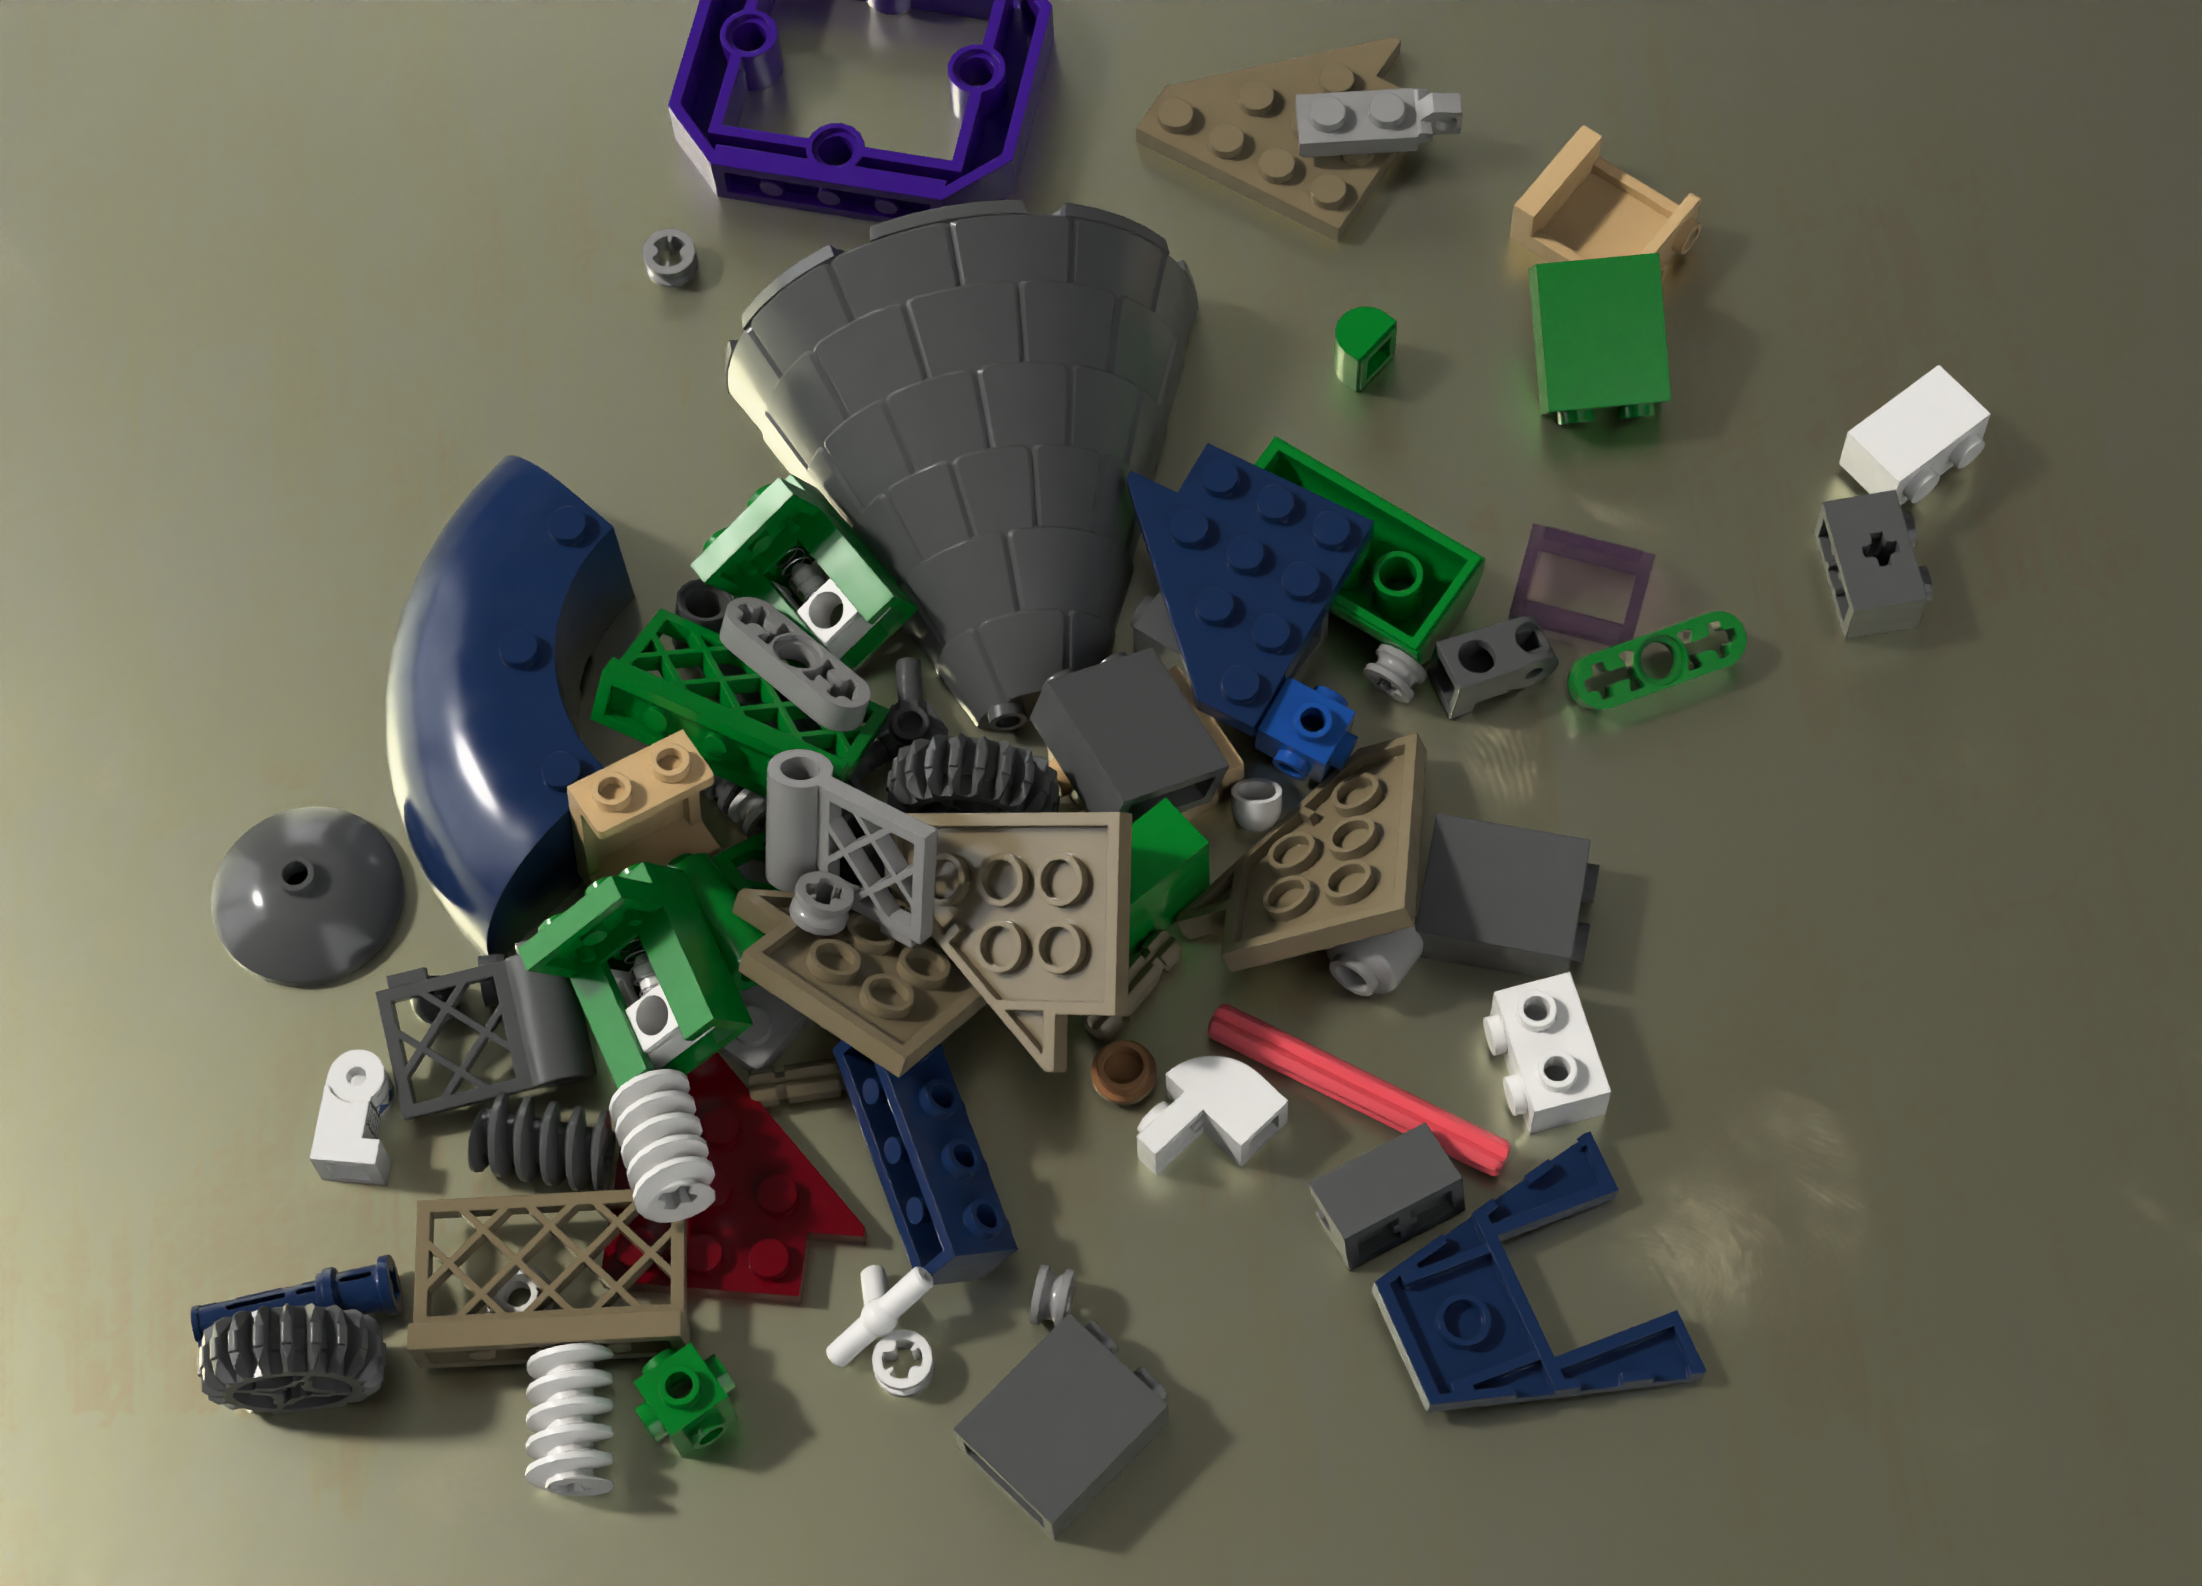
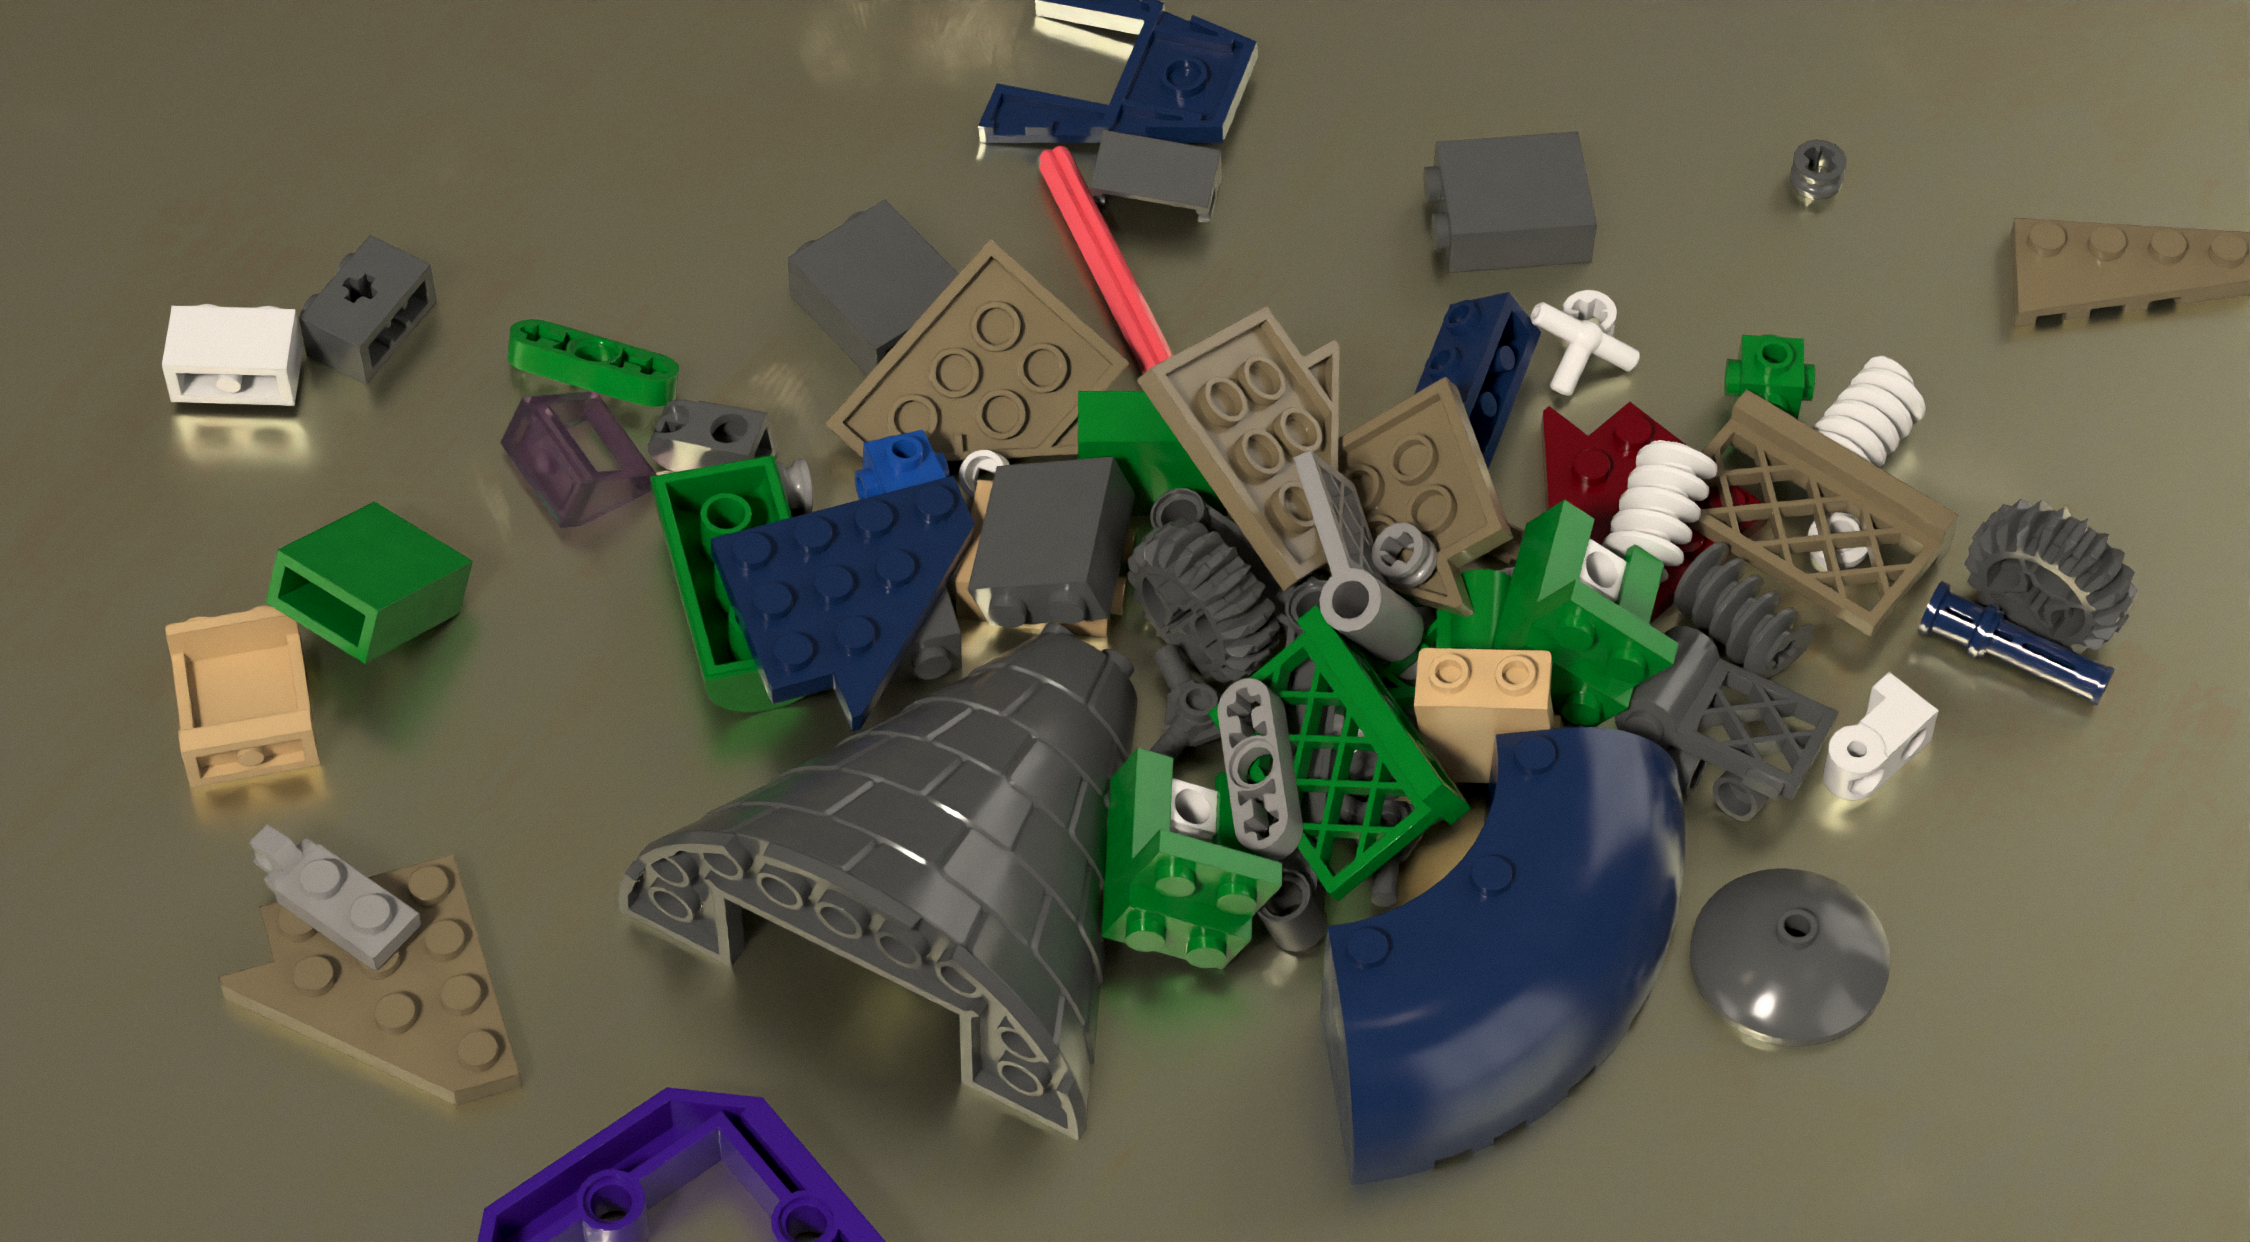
camera: 145 degrees left, 10 degrees down
(1052, 1295) = (1447, 278): light grey bush -> none
(1215, 1098) = (1210, 296): white brick -> none
(1363, 345) = (545, 739): green brick -> none
(1548, 1053) = (957, 181): white brick -> none

